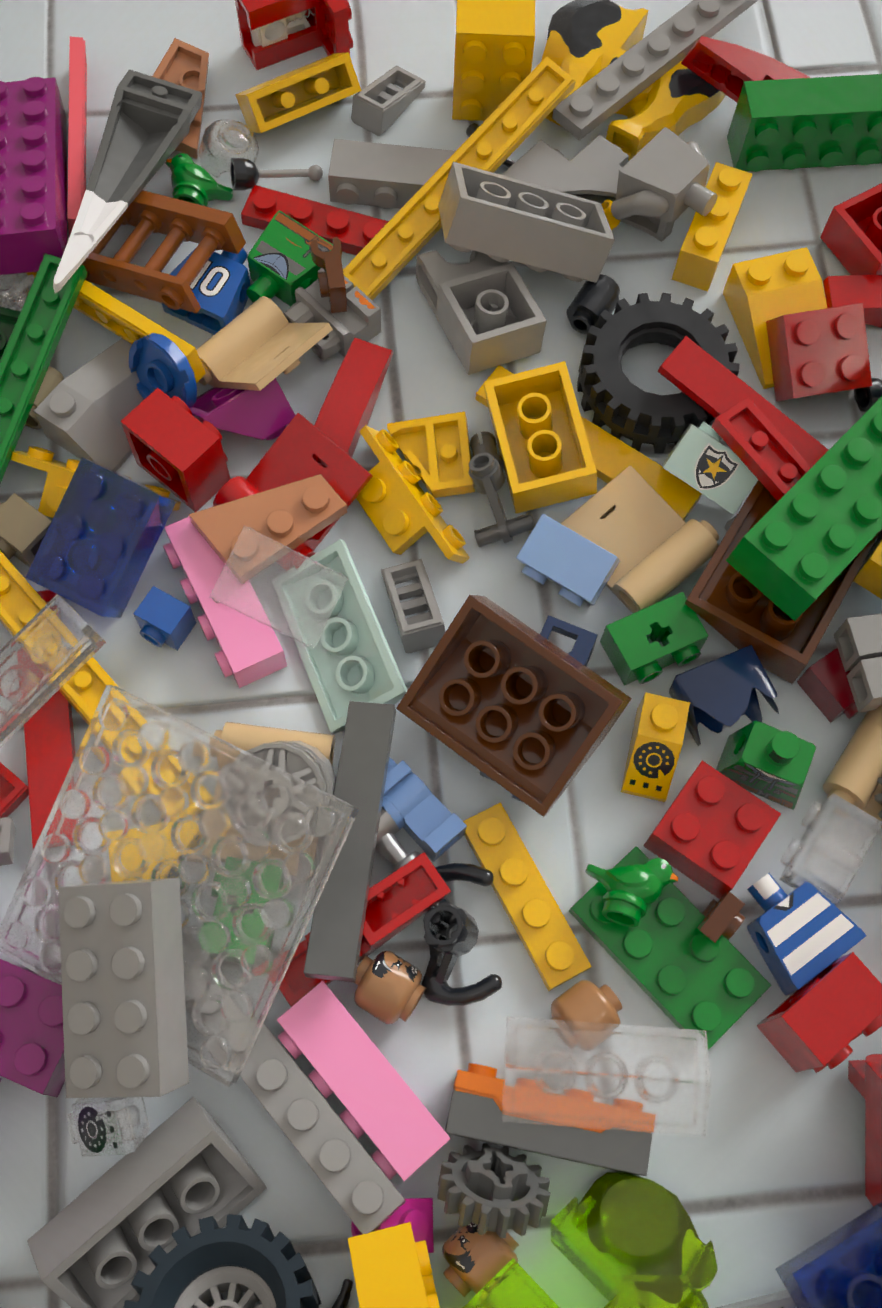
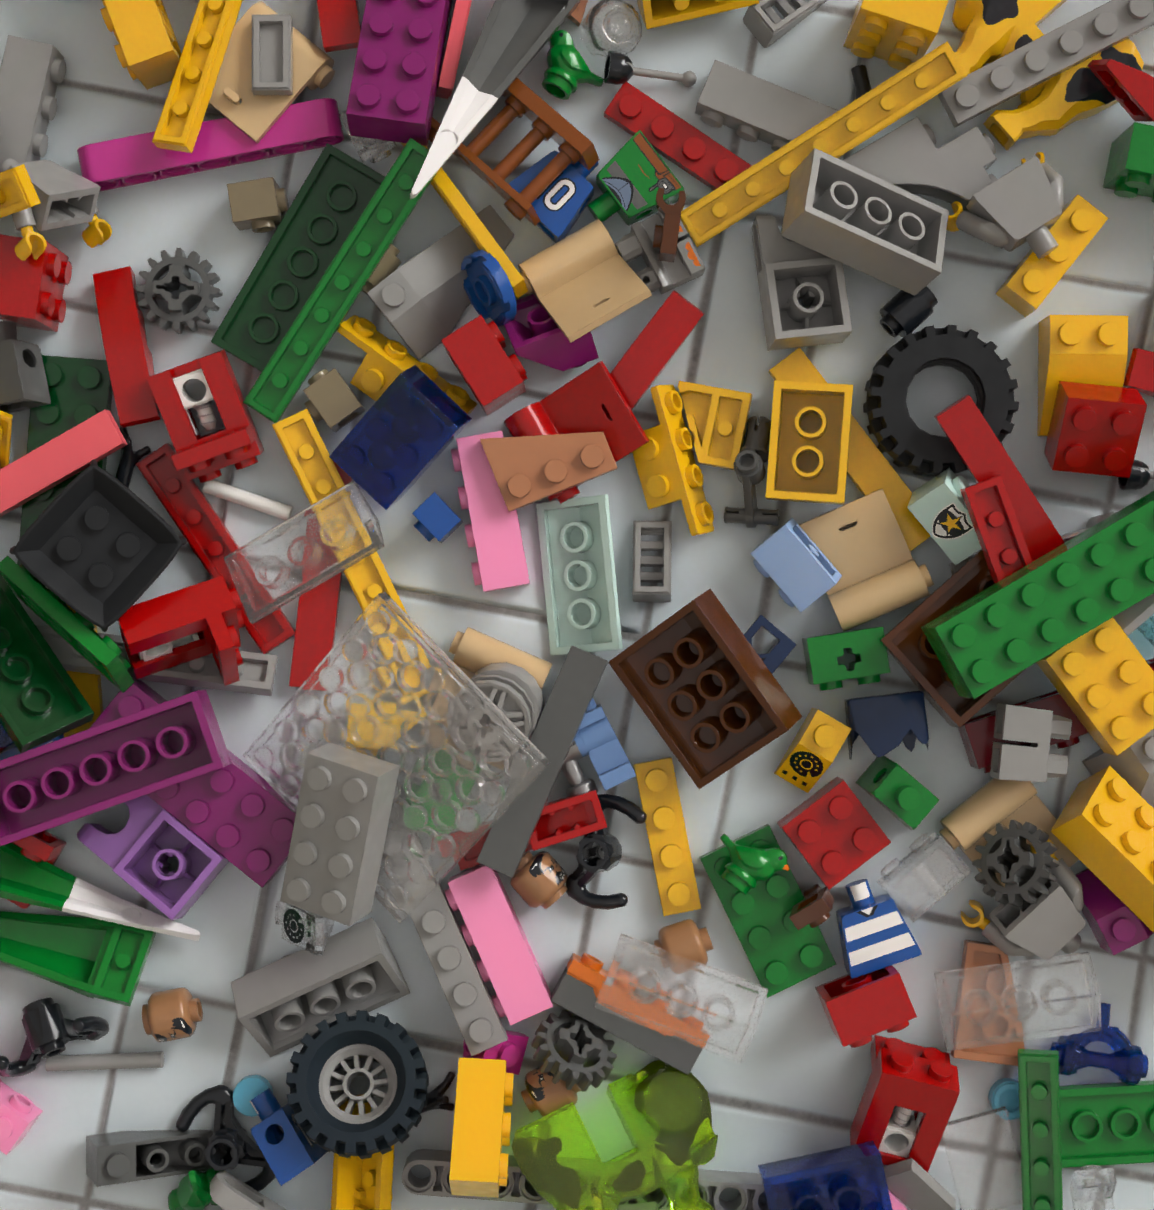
camera: 20 degrees right, 20 degrees up
(278, 587) = (539, 528): clear piece -> none

